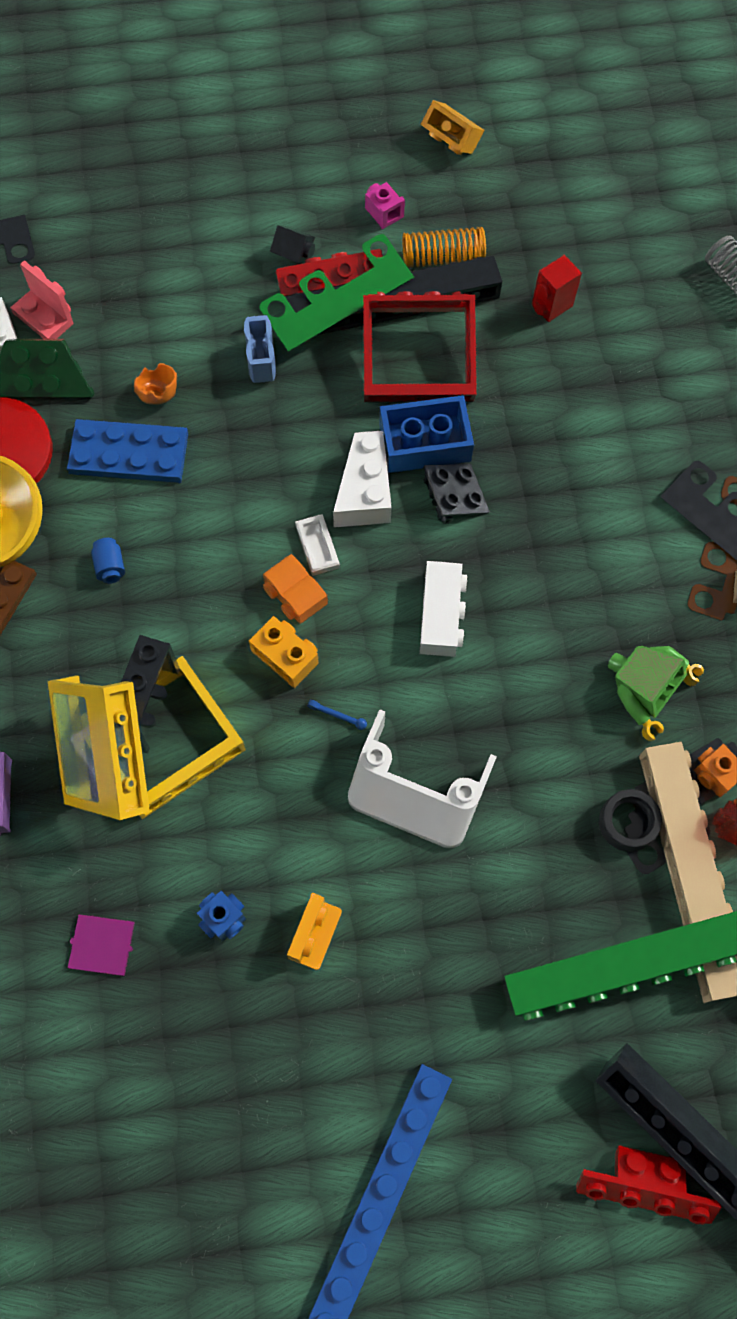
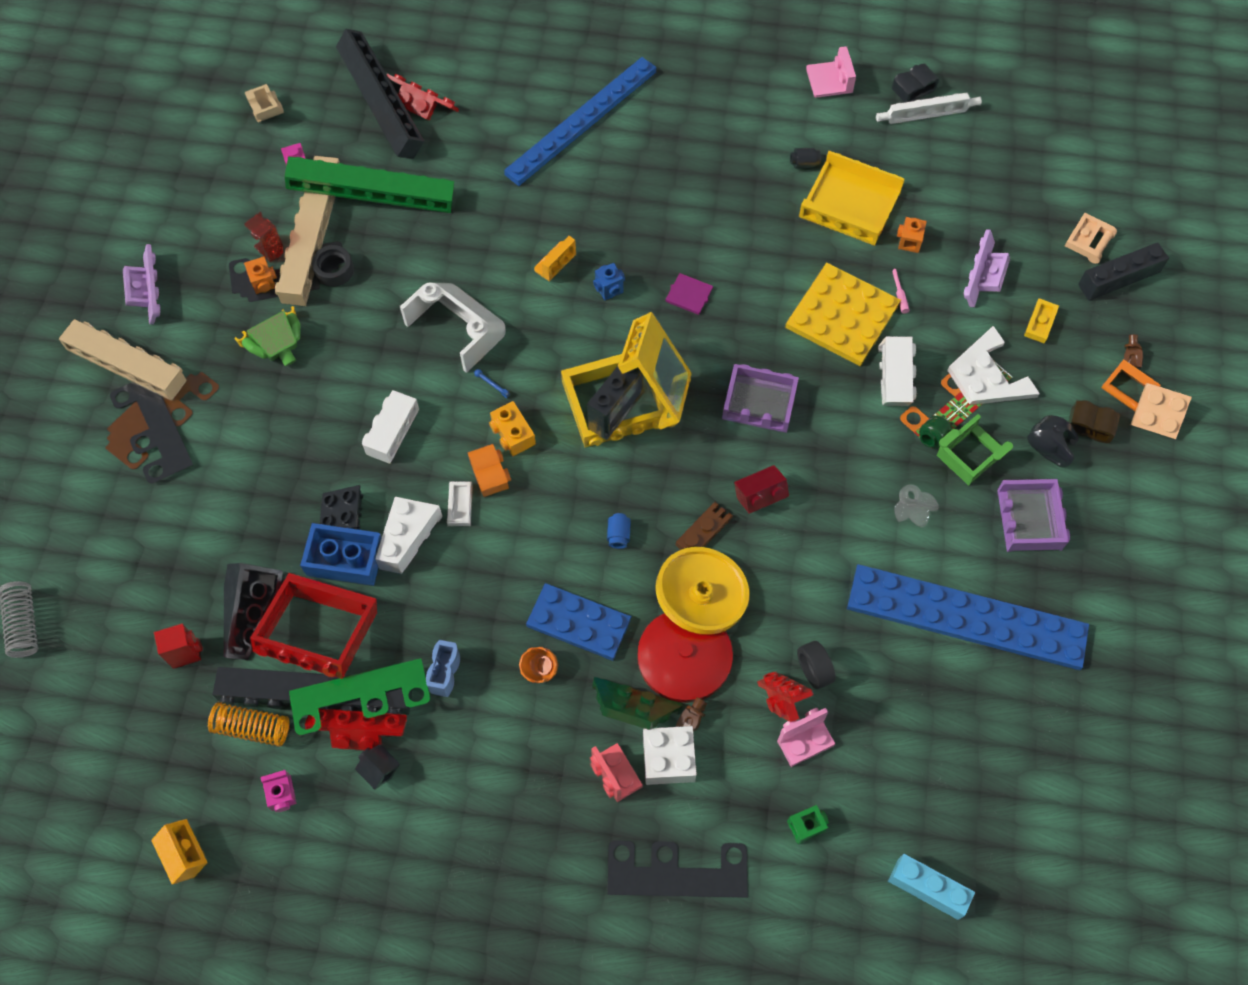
camera: 160 degrees left, 5 degrees down
(511, 364) = (246, 598): none -> black wedge

